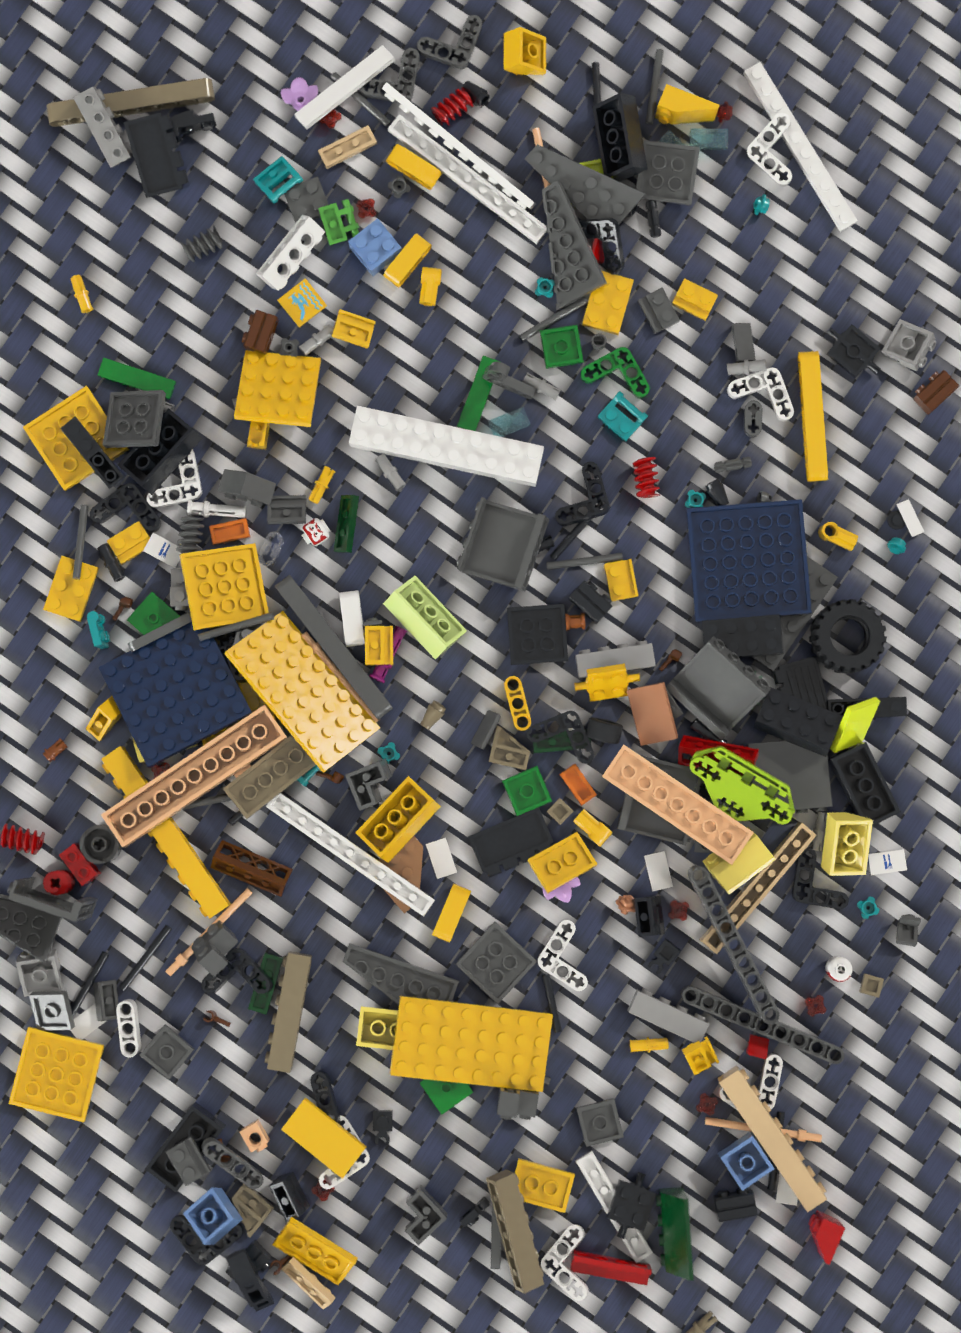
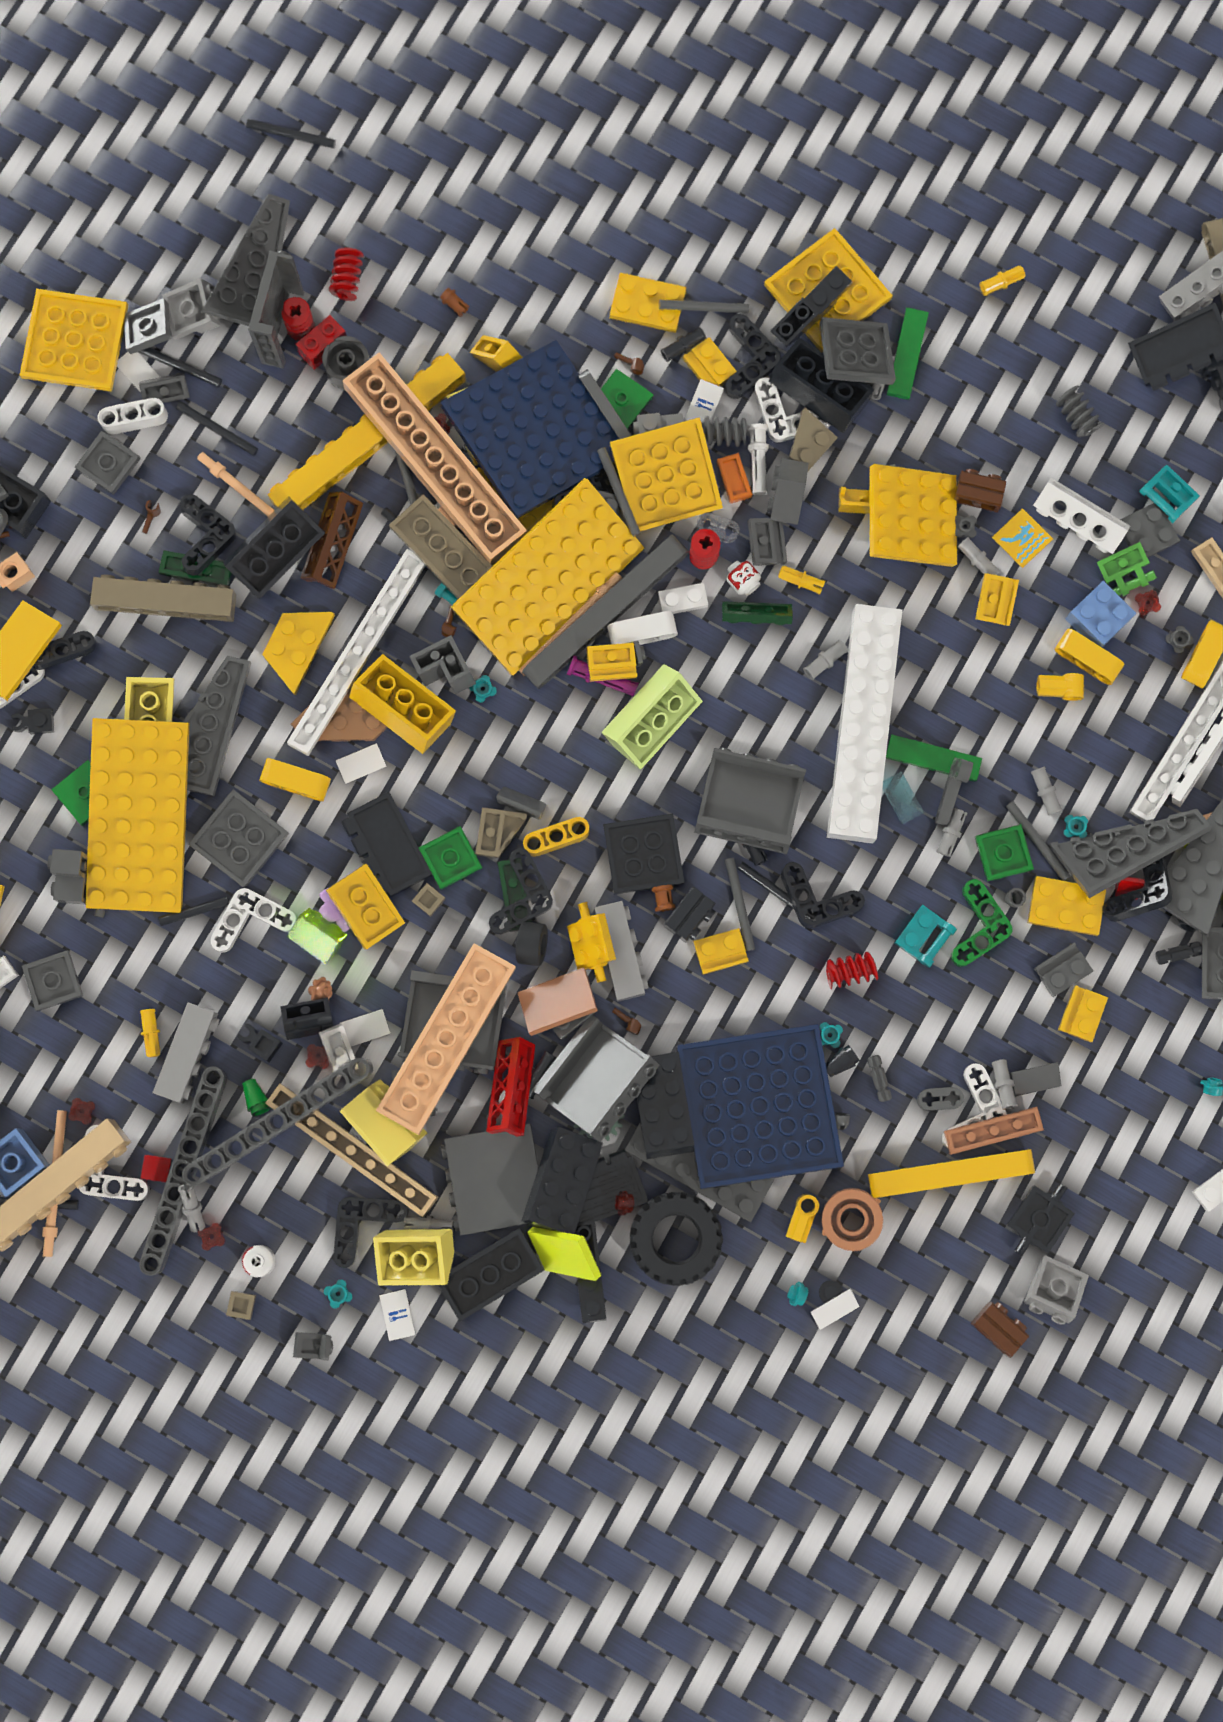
camera: 80 degrees right, 5 degrees down
(99, 635) = (593, 336): teal plate -> none
(204, 465) = (811, 439): none -> dark tan wing
(213, 946) = (234, 501): dark grey brick -> none
(257, 916) = (274, 547): none -> black brick
(292, 567) = (704, 549): none -> red piece
(328, 583) = (683, 598): none -> white plate
(337, 904) = (296, 644): none -> yellow wing
(433, 714) = (535, 737): dark tan cone -> none
(514, 307) = (1046, 791): none -> light grey pin
(578, 784) = (463, 920): orange tile -> none
(582, 903) = (317, 935): none -> clear neon green brick
(596, 830) = (408, 946): yellow piece -> none
(676, 893) = (337, 1047): none -> white plate
(700, 1055) = (139, 1095): yellow plate -> none
(708, 963) = (255, 1098): none -> green cone
(739, 789) = (470, 1116): lime connector -> none
(782, 379) = (993, 1130): none -> nougat tile
(794, 1019) = (191, 1208): none -> light grey pin
(816, 674) = (624, 1203): none -> clear red plate
(858, 496) = (852, 1239): none -> nougat piece

